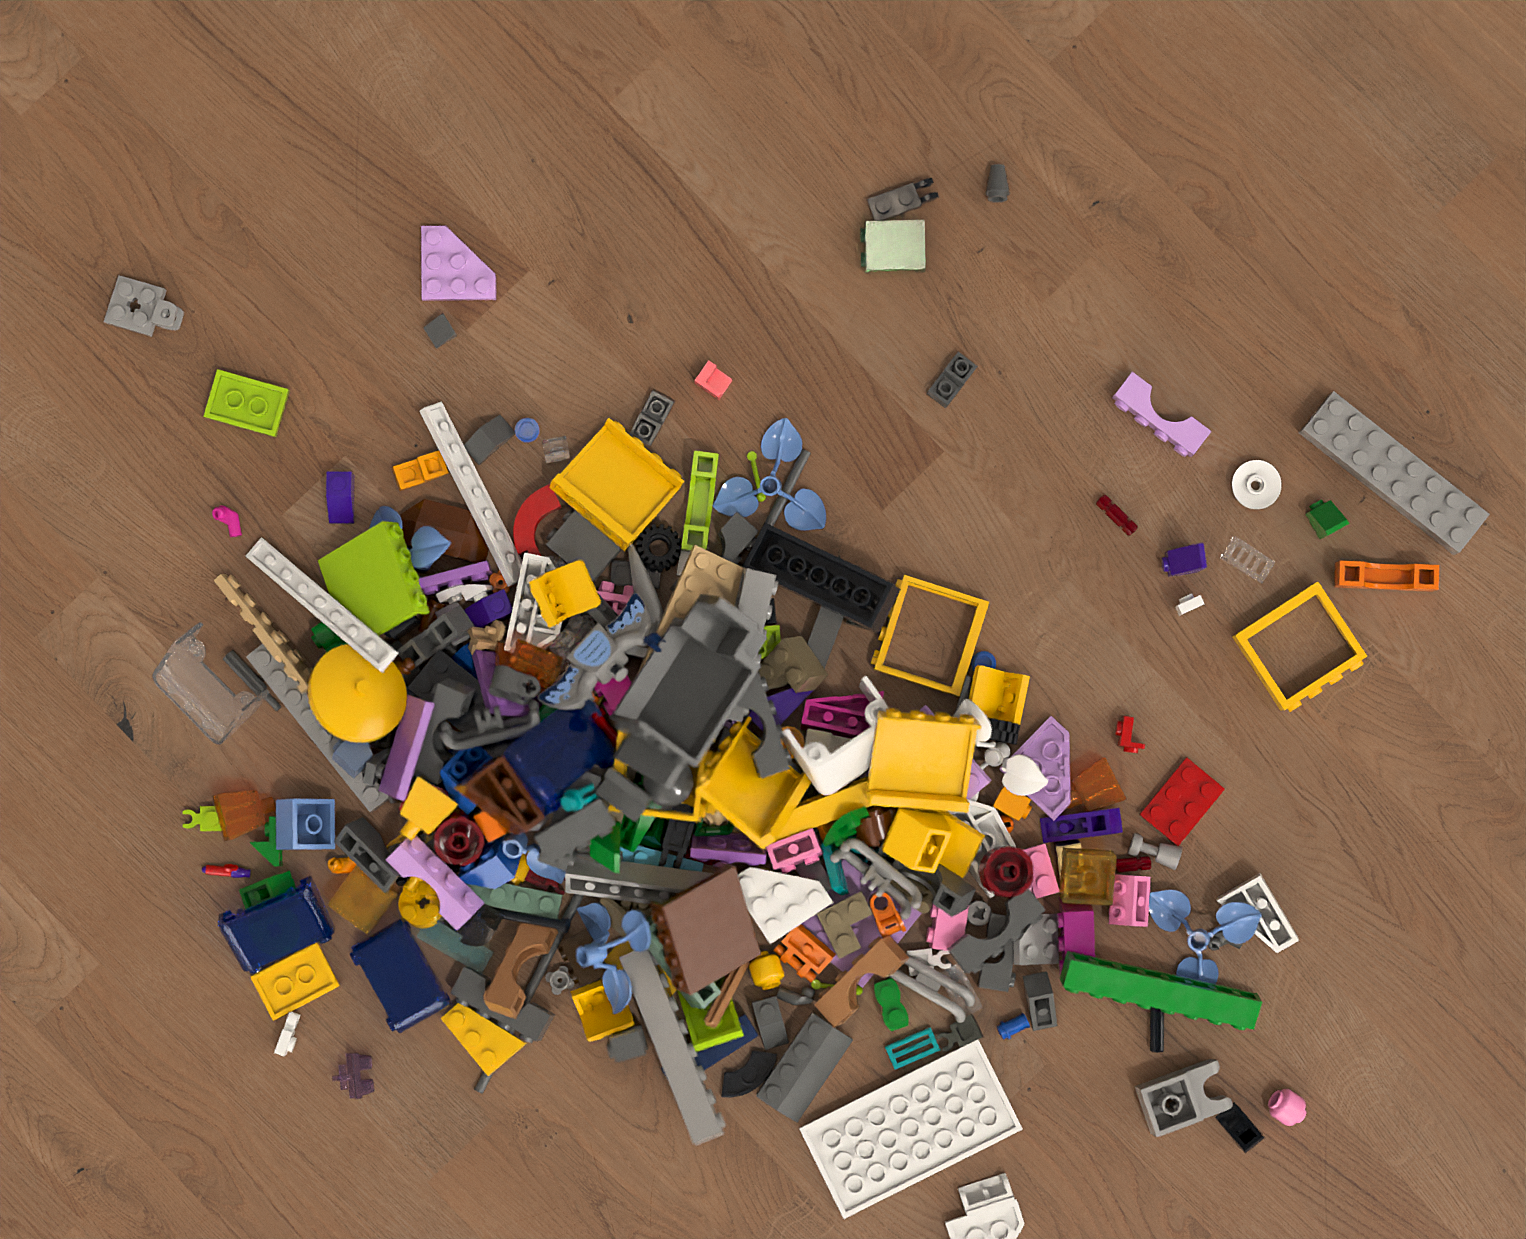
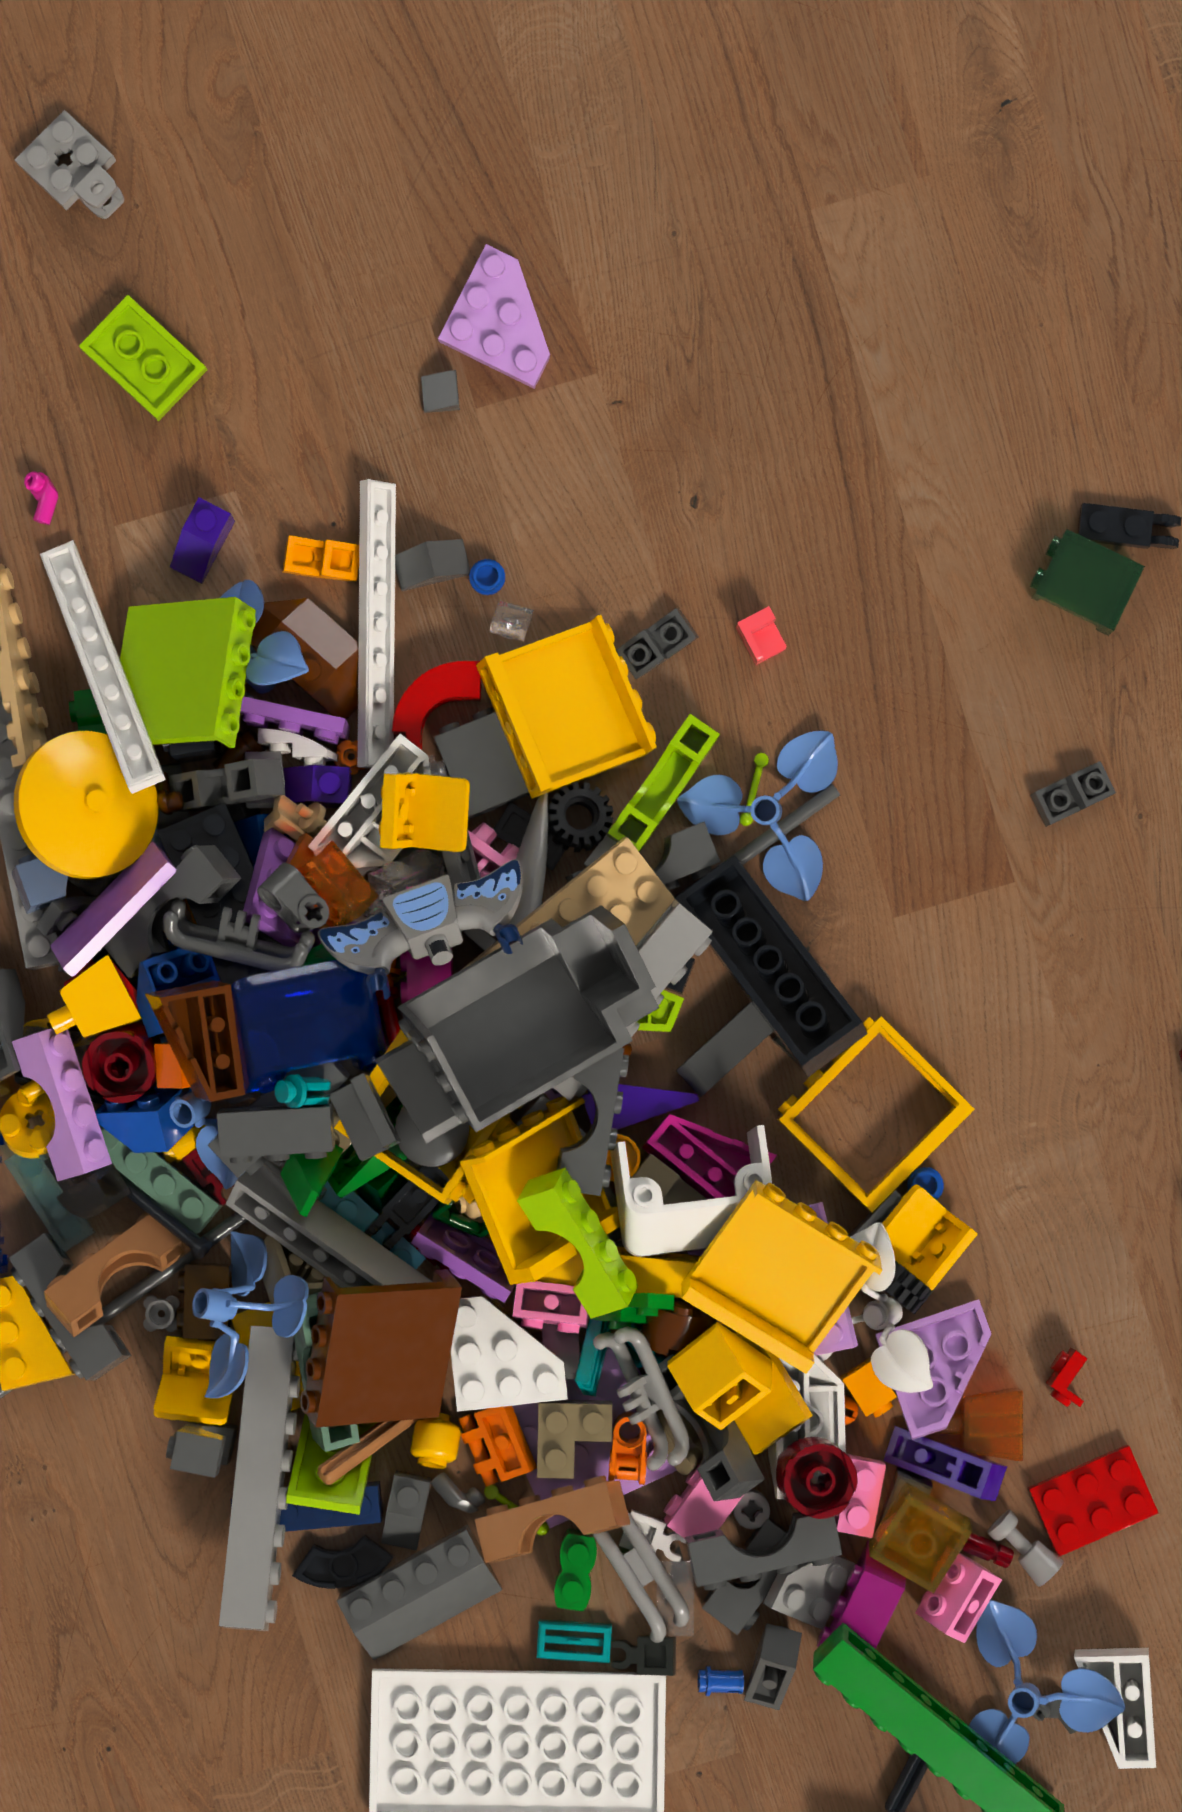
camera: 30 degrees right, 0 degrees up
(767, 787) = (557, 1206): none -> lime arch
(792, 664) = (676, 1059): dark tan brick -> none

